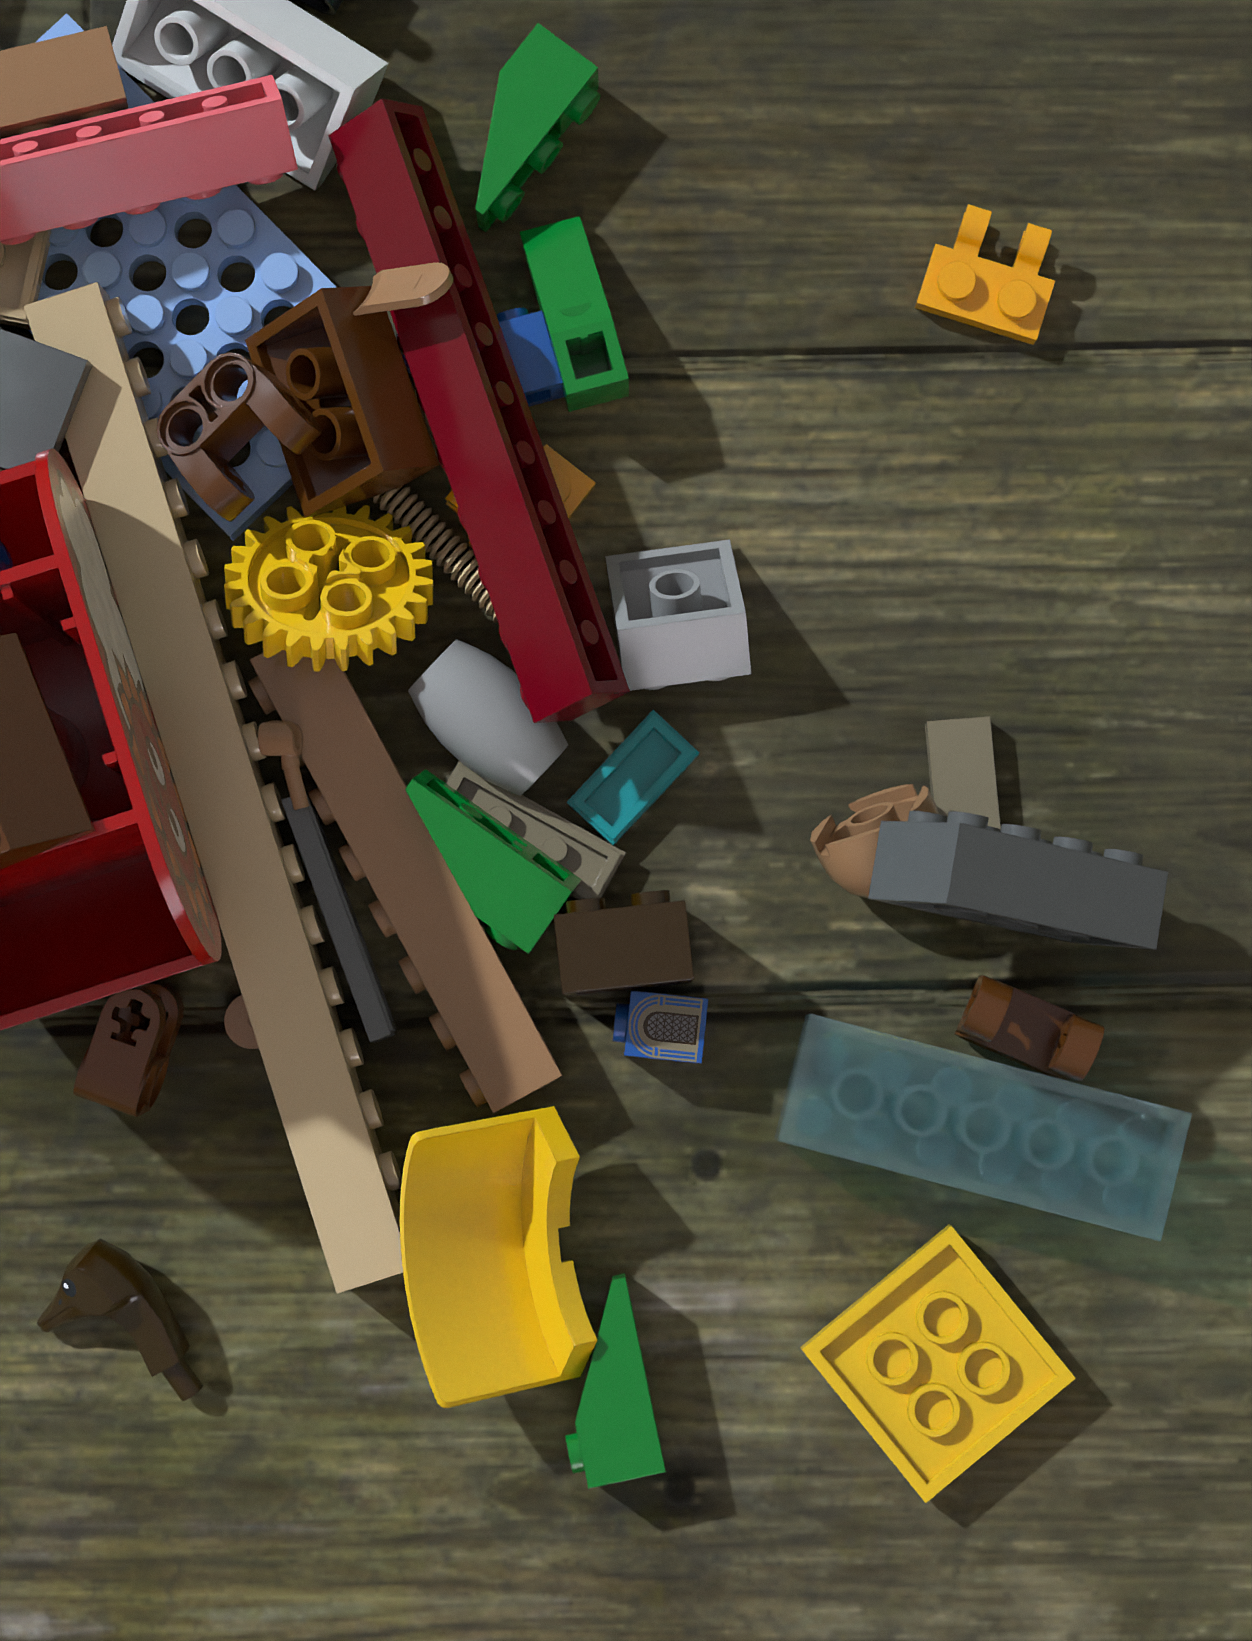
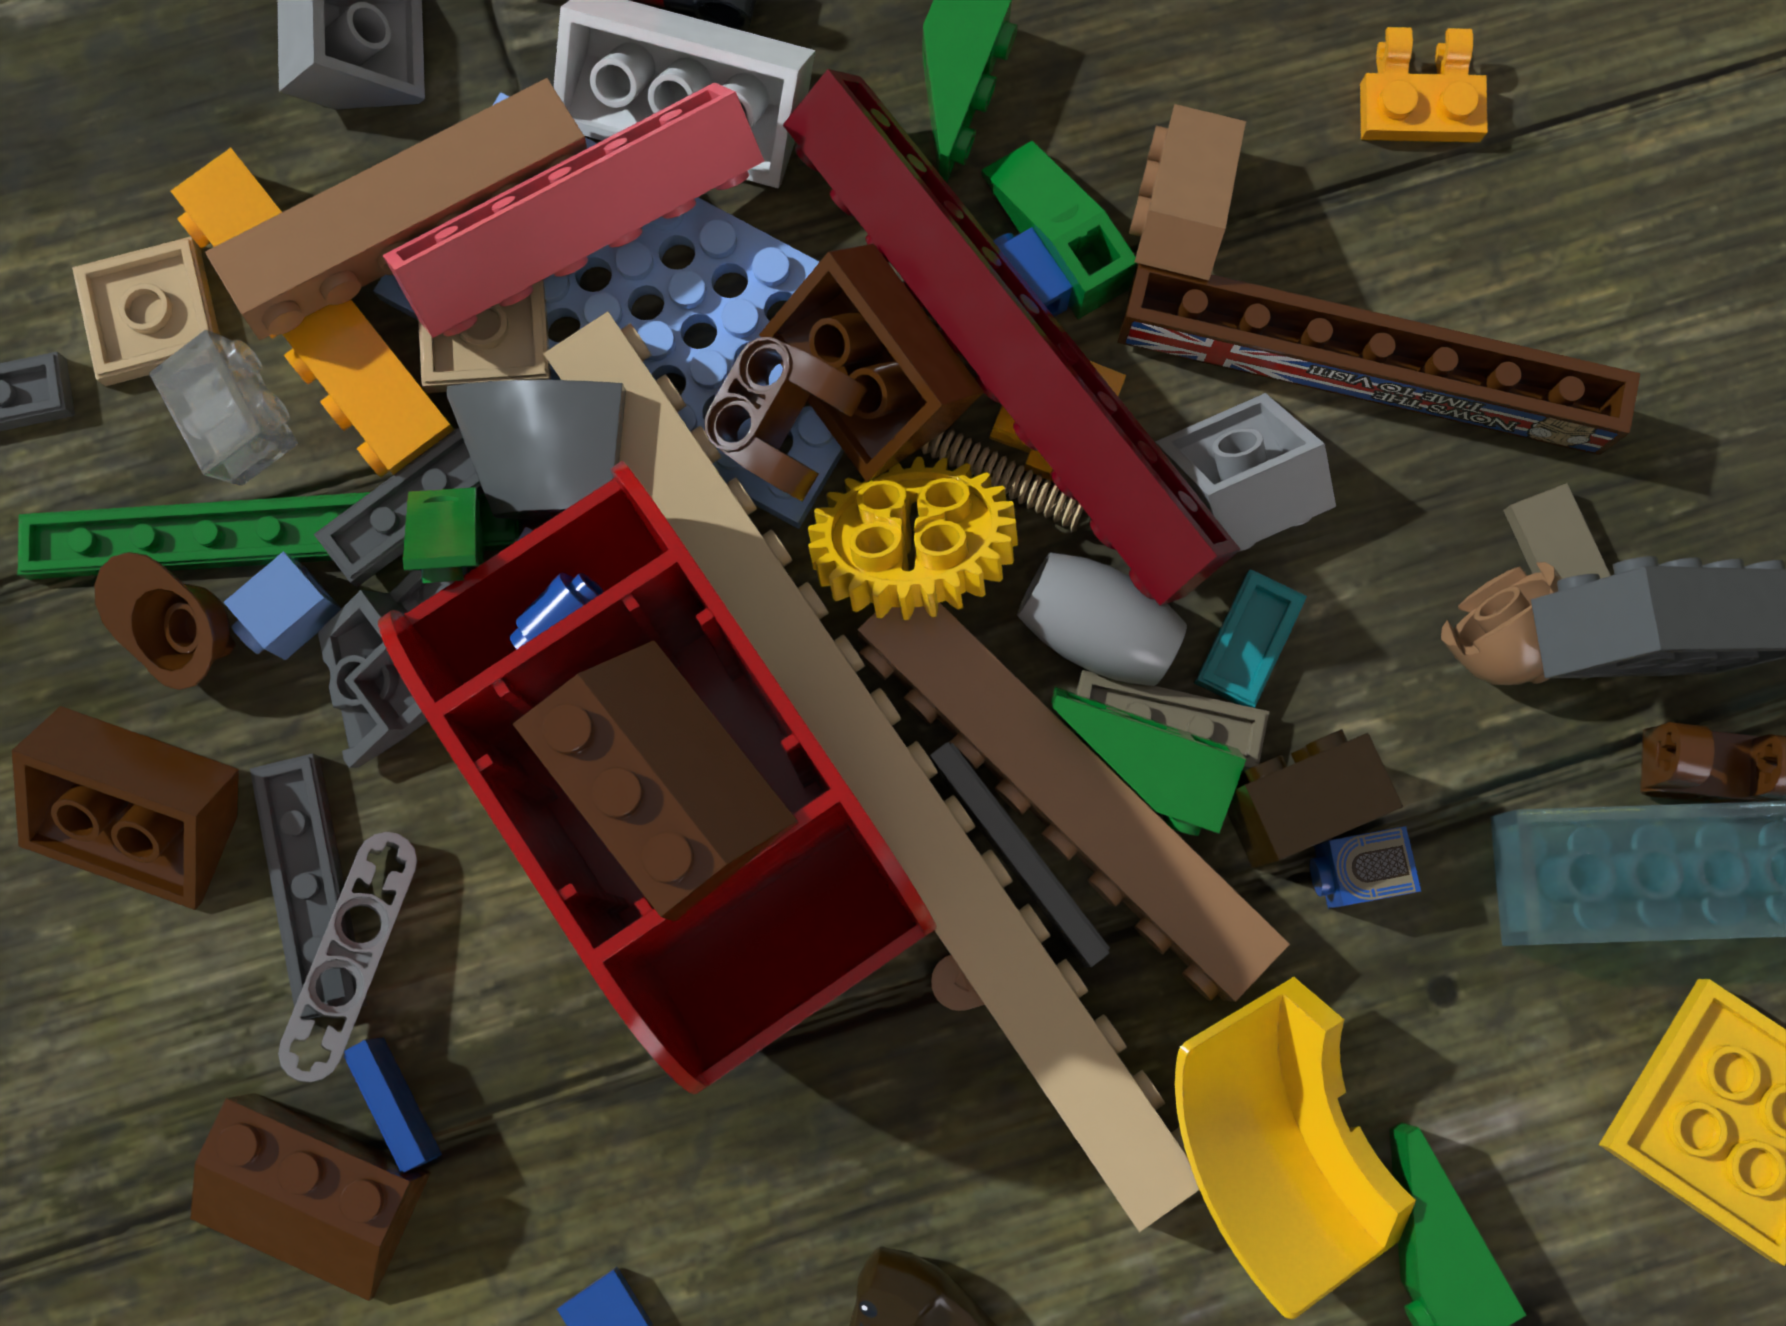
camera: 15 degrees left, 5 degrees down
(129, 1064) = (857, 1055): reddish brown piece -> none
(285, 740) = (917, 695): medium nougat hand -> none
(406, 287) = (908, 230): medium nougat piece -> none
(703, 319) = (1187, 191): none -> medium nougat brick
(835, 537) = (1380, 359): none -> reddish brown brick

